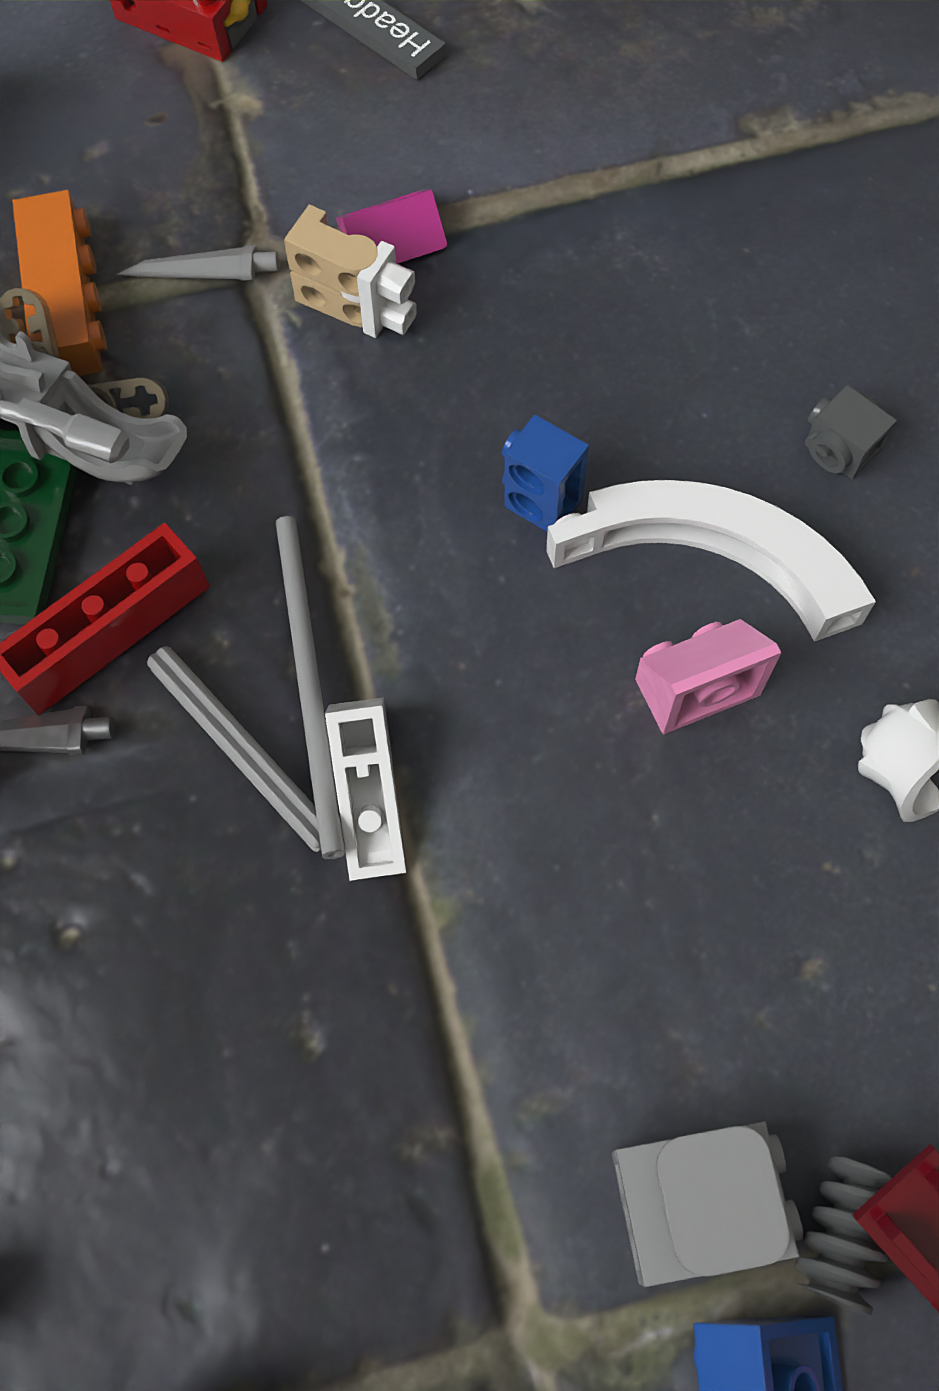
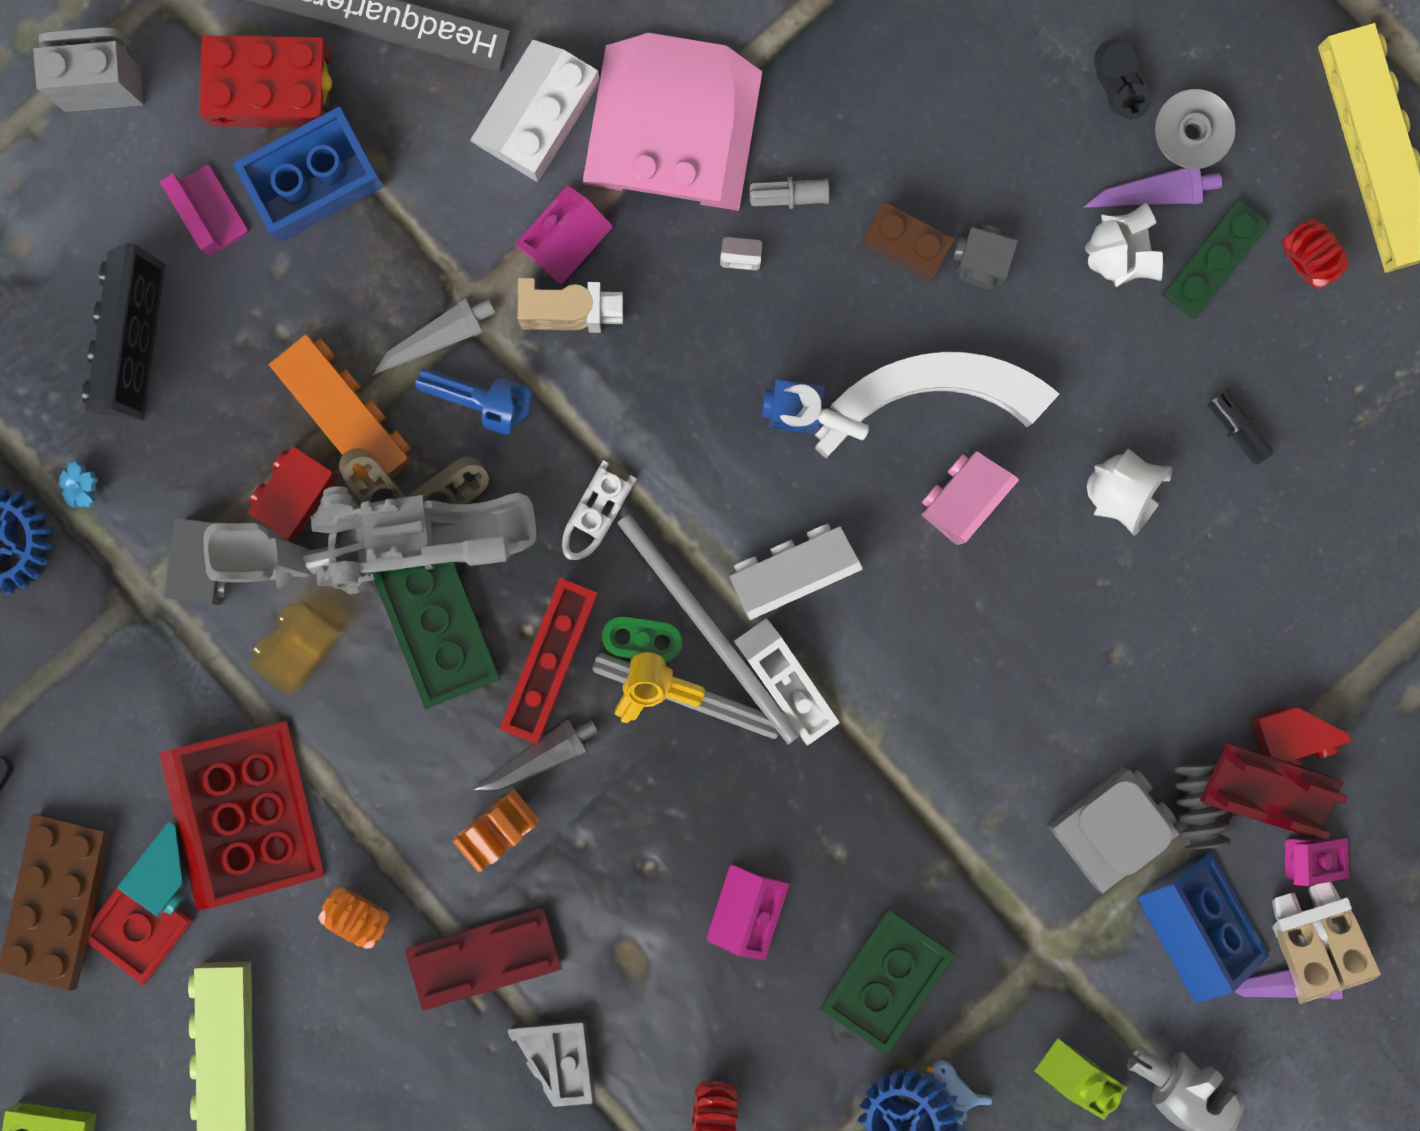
camera: 30 degrees left, 20 degrees up
(55, 73) = (205, 209): none -> dark pink panel
(150, 1058) = (747, 913): none -> dark pink panel
(169, 69) = (308, 175): none -> blue slope
(199, 693) = (650, 683): none -> yellow axle
(213, 335) = (497, 406): none -> blue piece
(228, 656) = (641, 637): none -> green plate
(249, 500) = (590, 518): none -> white piece
(275, 1258) = (887, 981): none -> dark green plate
(437, 118) = (537, 108): none -> white slope
(442, 662) = (794, 571): none -> white slope
(567, 181) = (673, 120): none -> bright pink wedge
(567, 323) = (741, 253): none -> white slope
(572, 474) = (812, 411): none -> white piece
(654, 287) = (789, 192): none -> light grey axle
(763, 378) = (907, 241): none -> reddish brown brick

